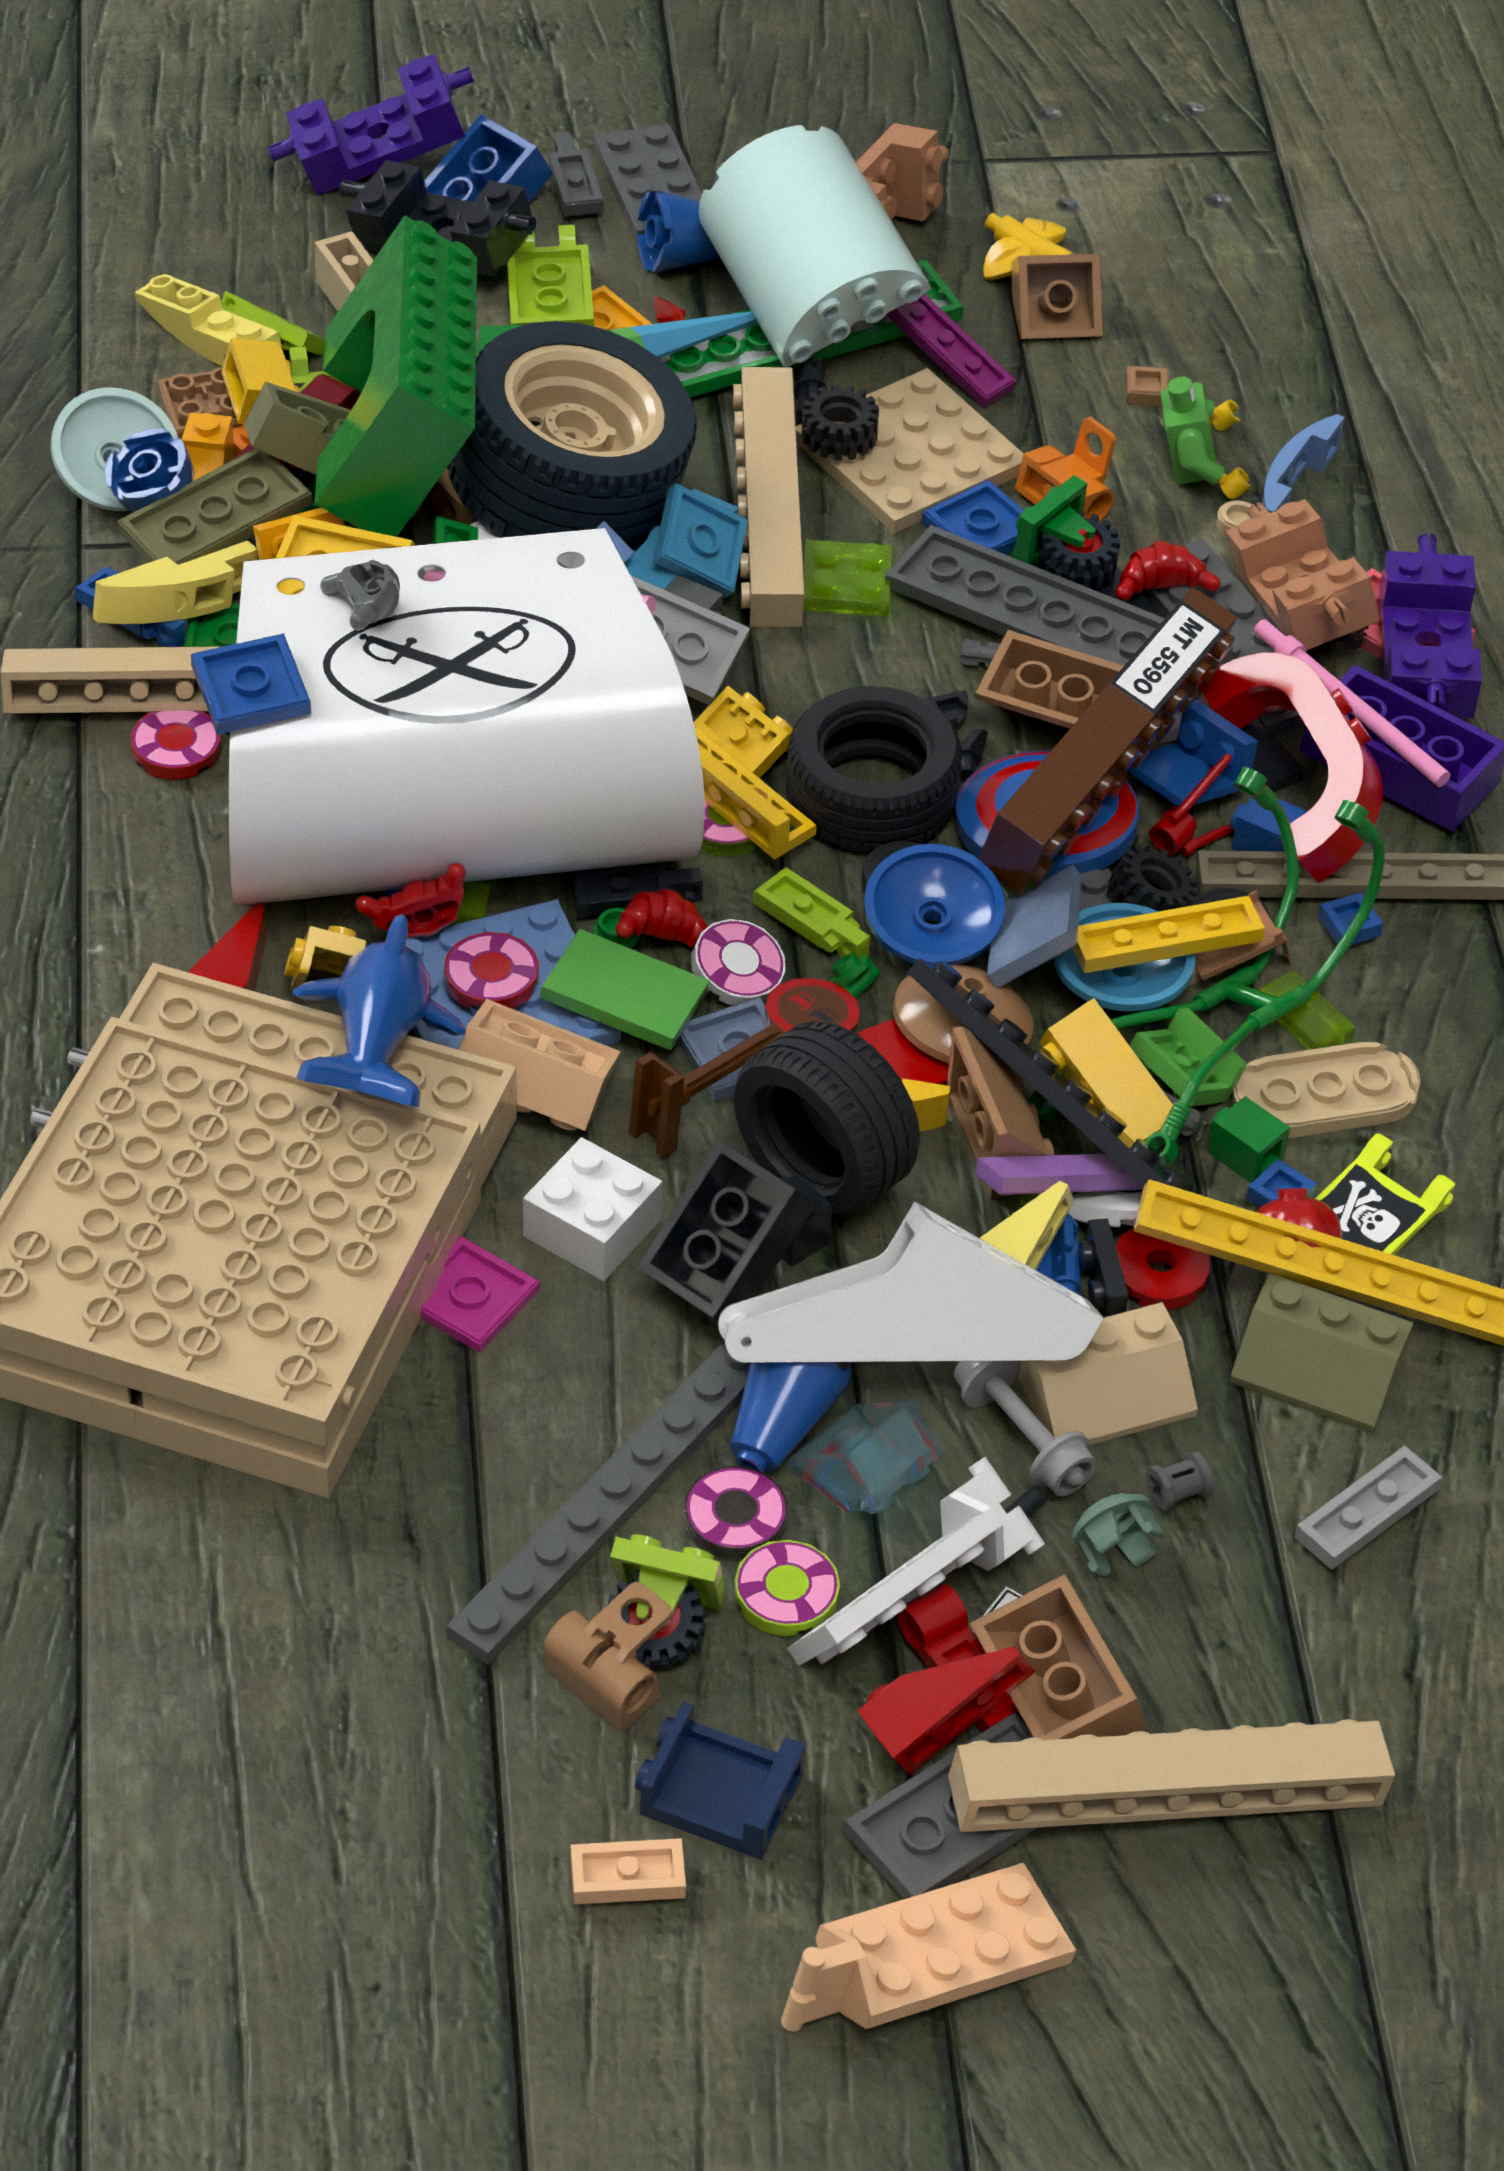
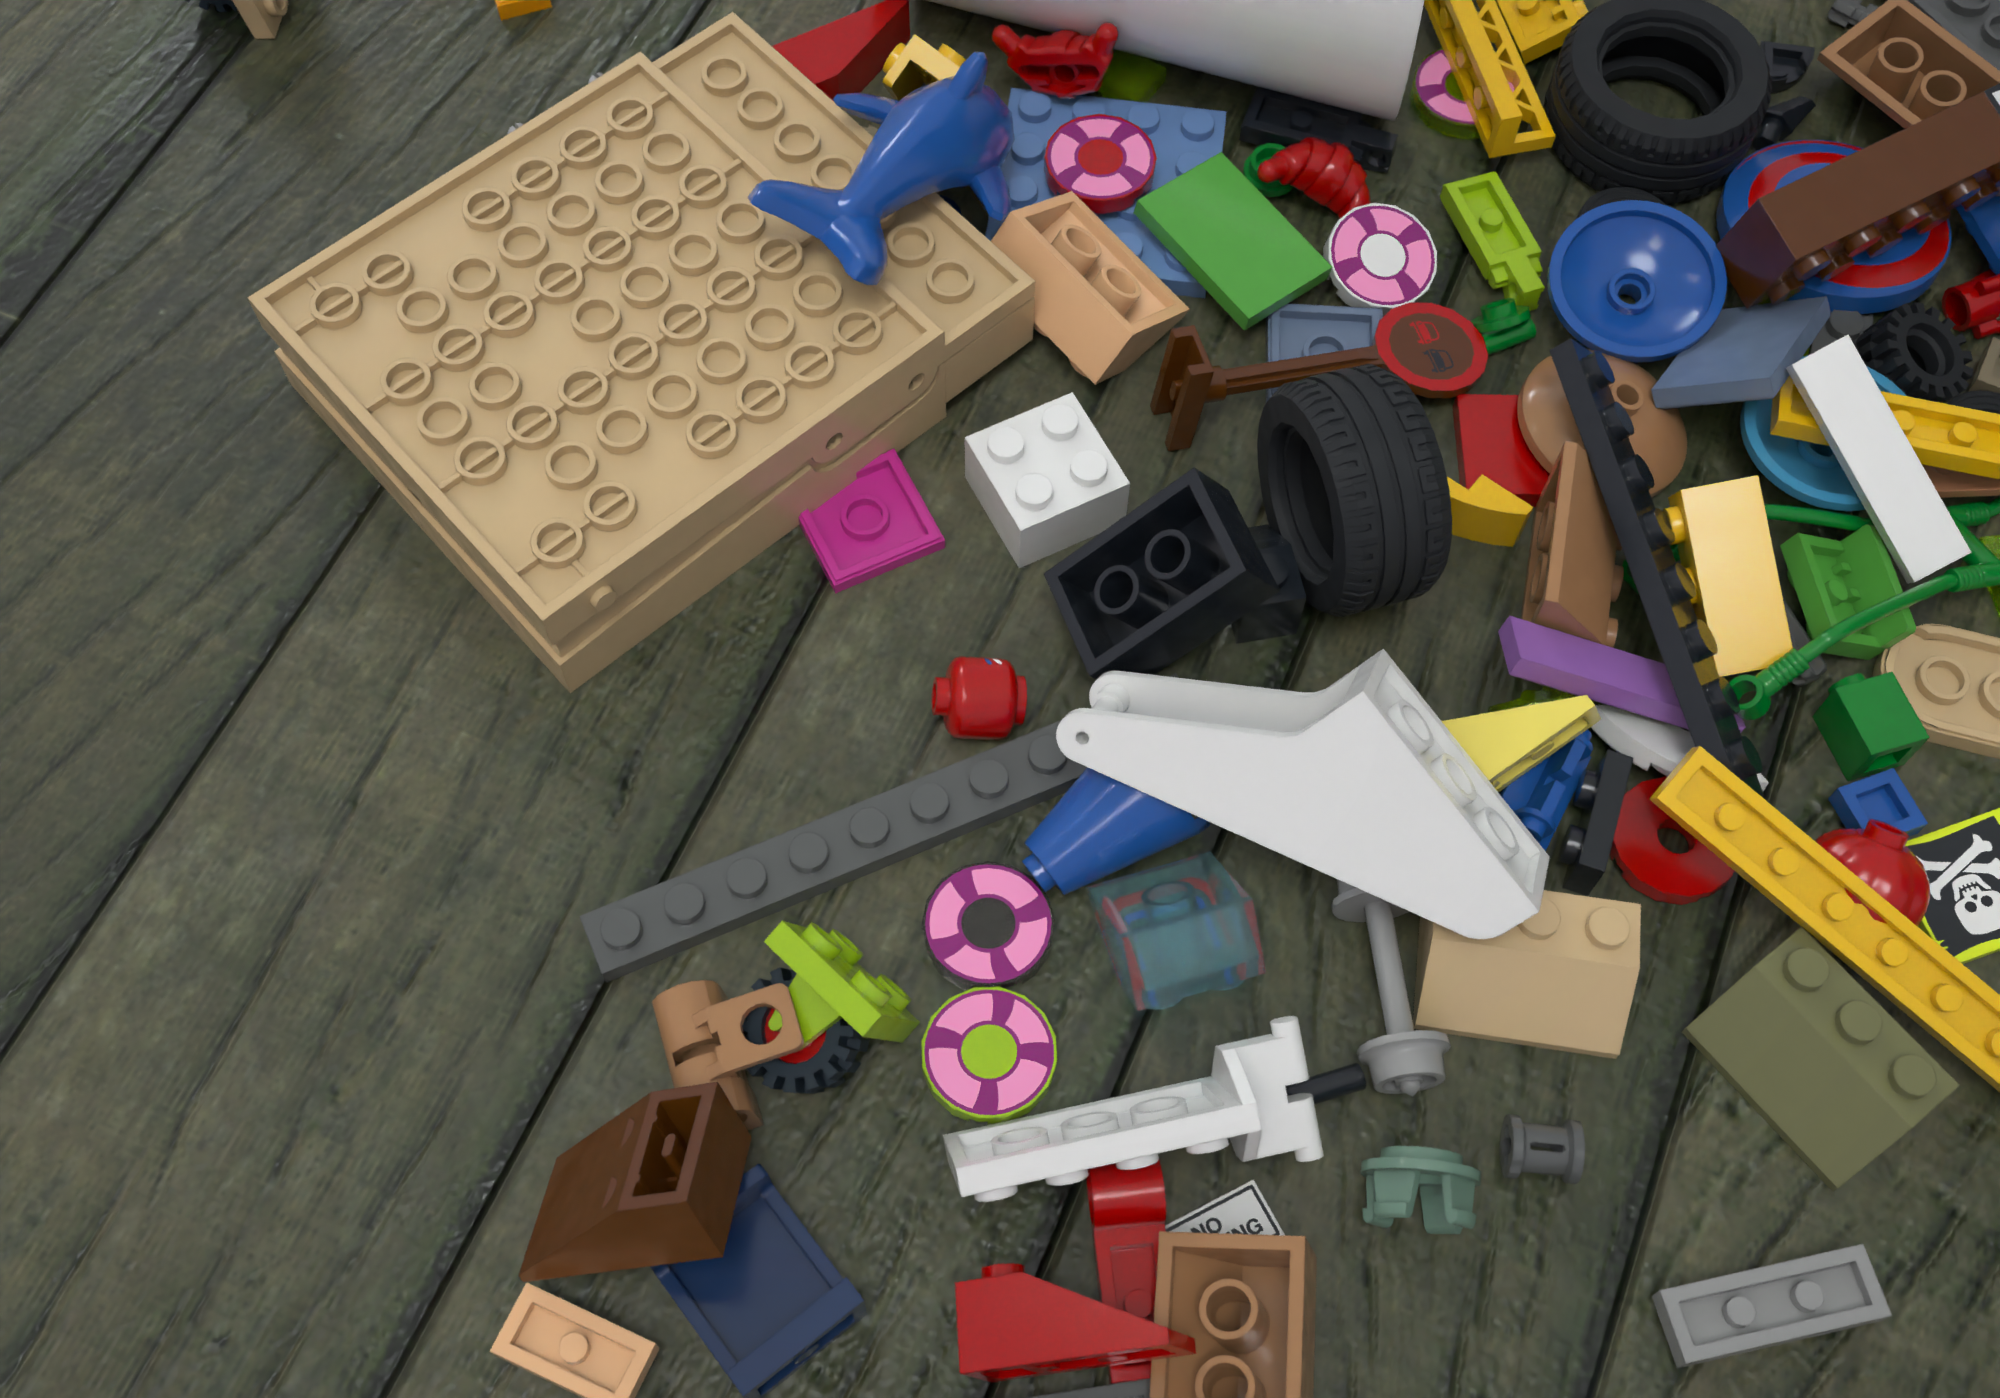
camera: 30 degrees right, 15 degrees up
(615, 1743) = (643, 1188): none -> reddish brown slope
(638, 1370) = (980, 698): none -> red head
(1165, 960) = (1878, 460): none -> white tile

